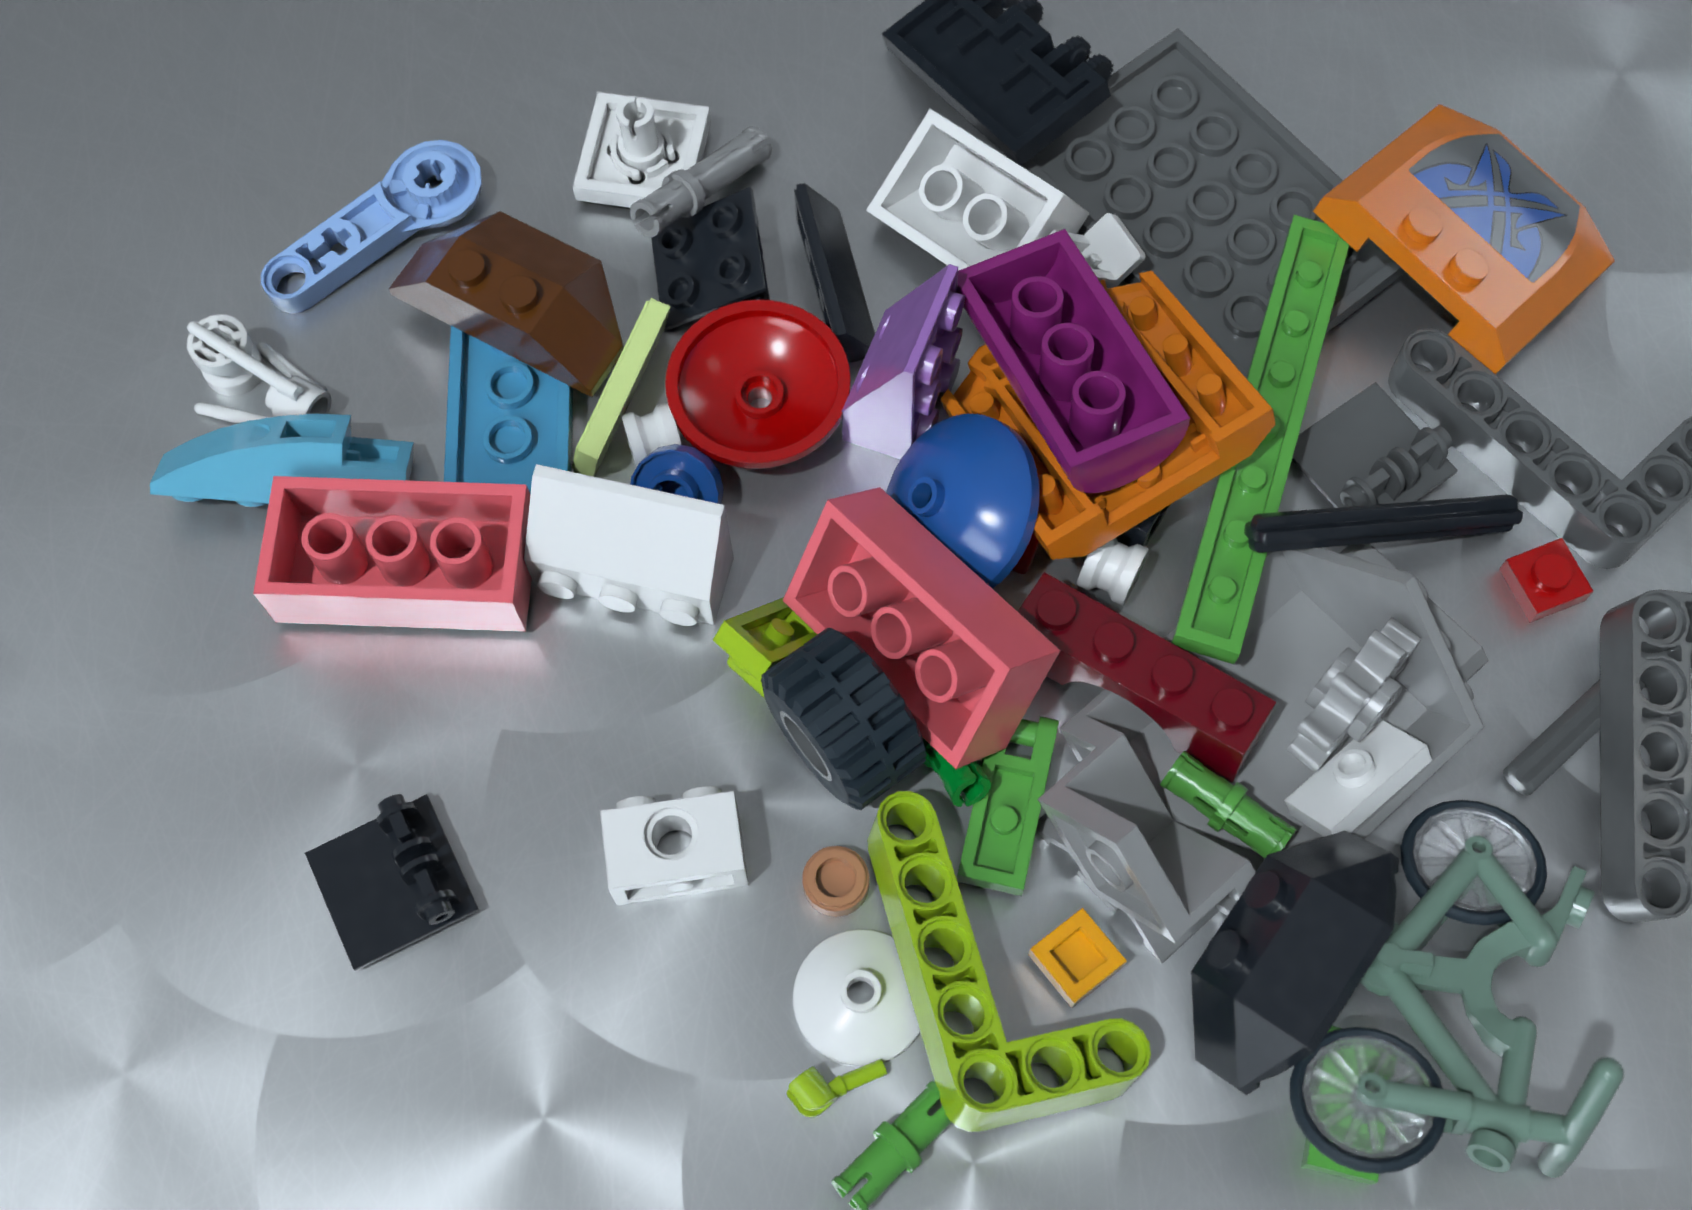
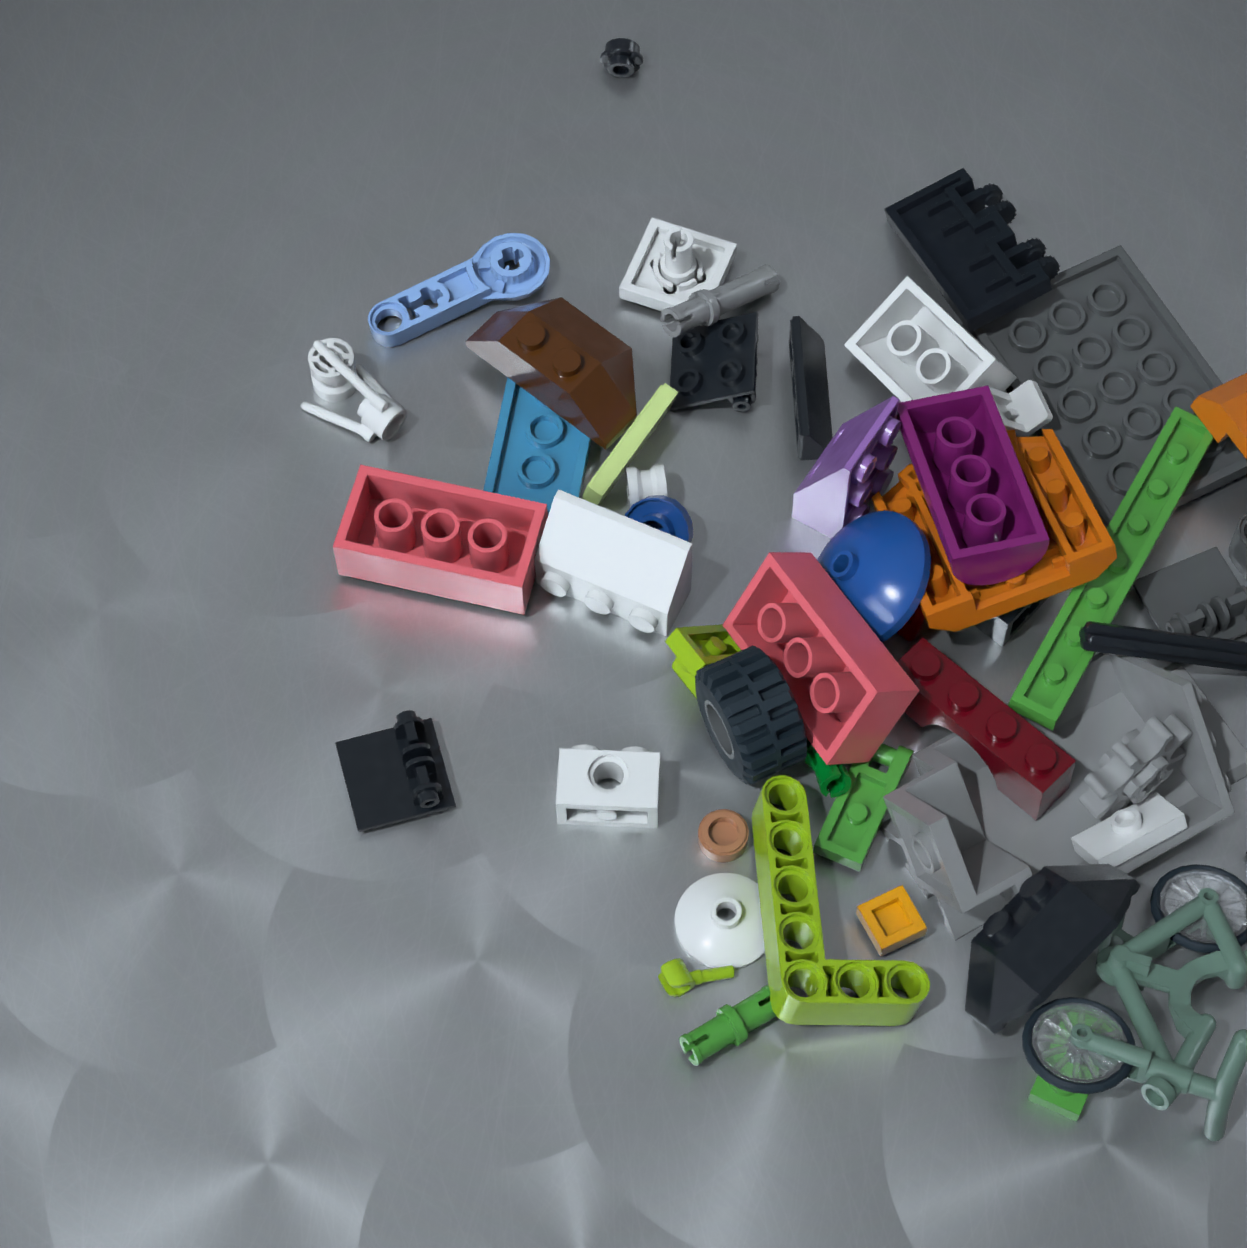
camera: 10 degrees right, 5 degrees down
(244, 457) = (339, 449): medium azure slope -> none
(754, 354) = (738, 440): red dish -> none
(1113, 569) = (979, 648): white wheel -> none
(1227, 806) = (1024, 831): bright green pin -> none

